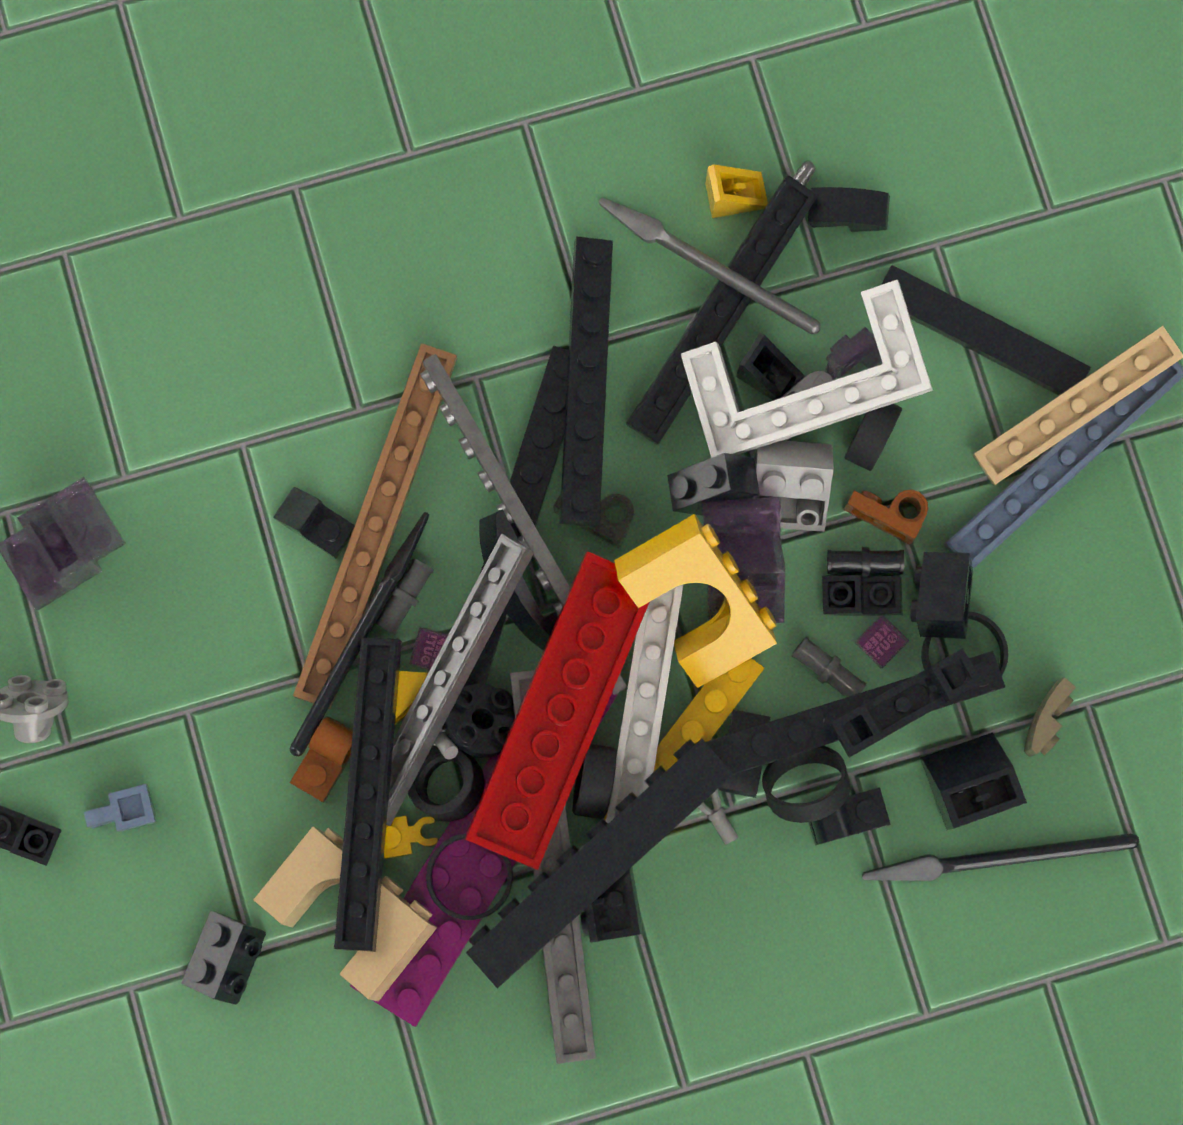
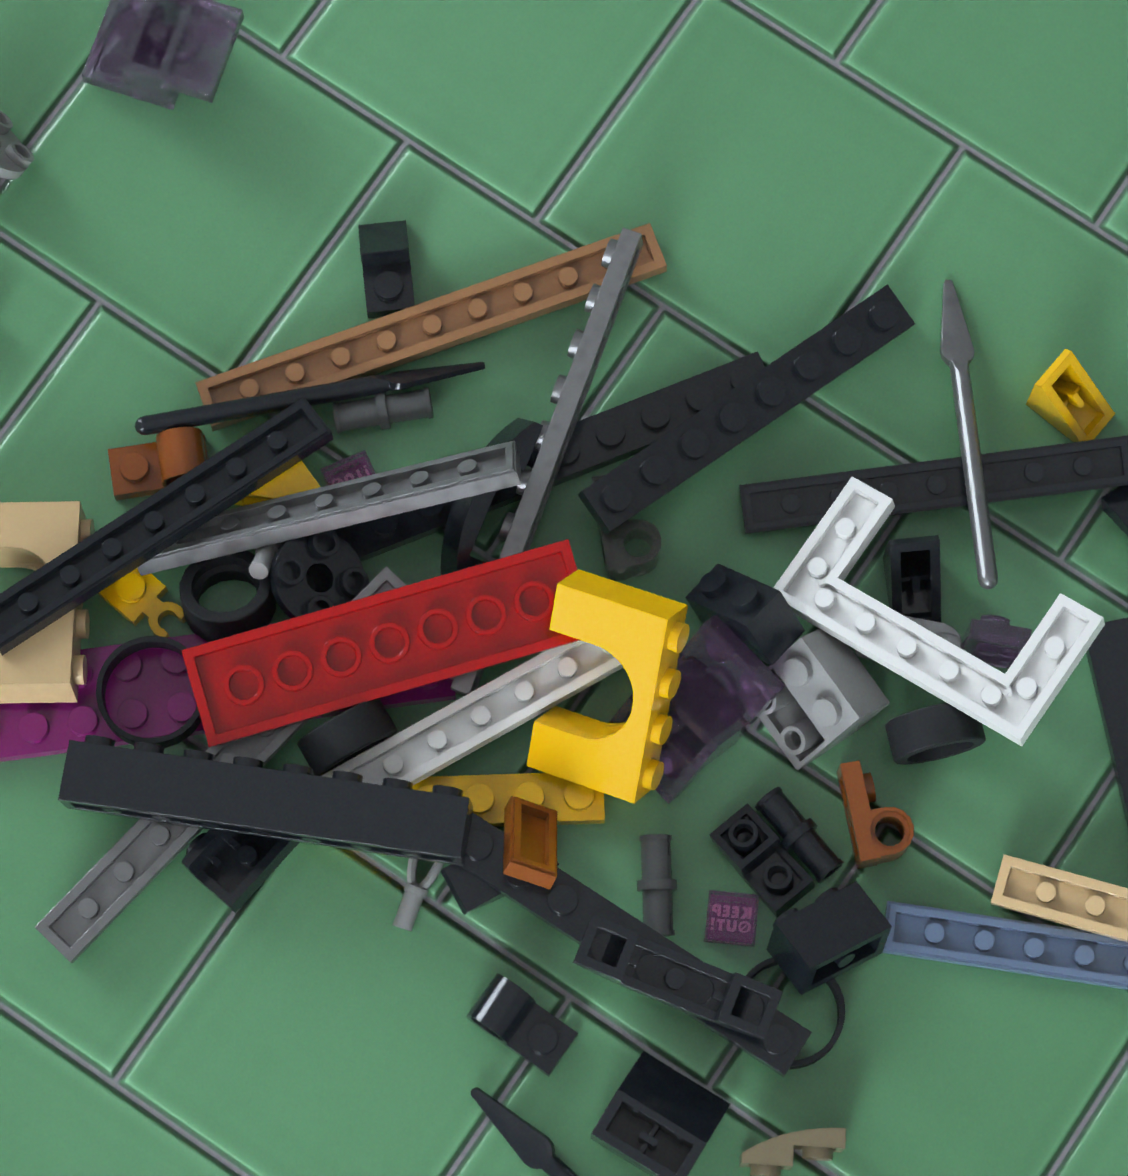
camera: 50 degrees right, 5 degrees down
(750, 723) = (530, 842): none -> dark orange tile
(811, 810) = (506, 980): black tyre -> none

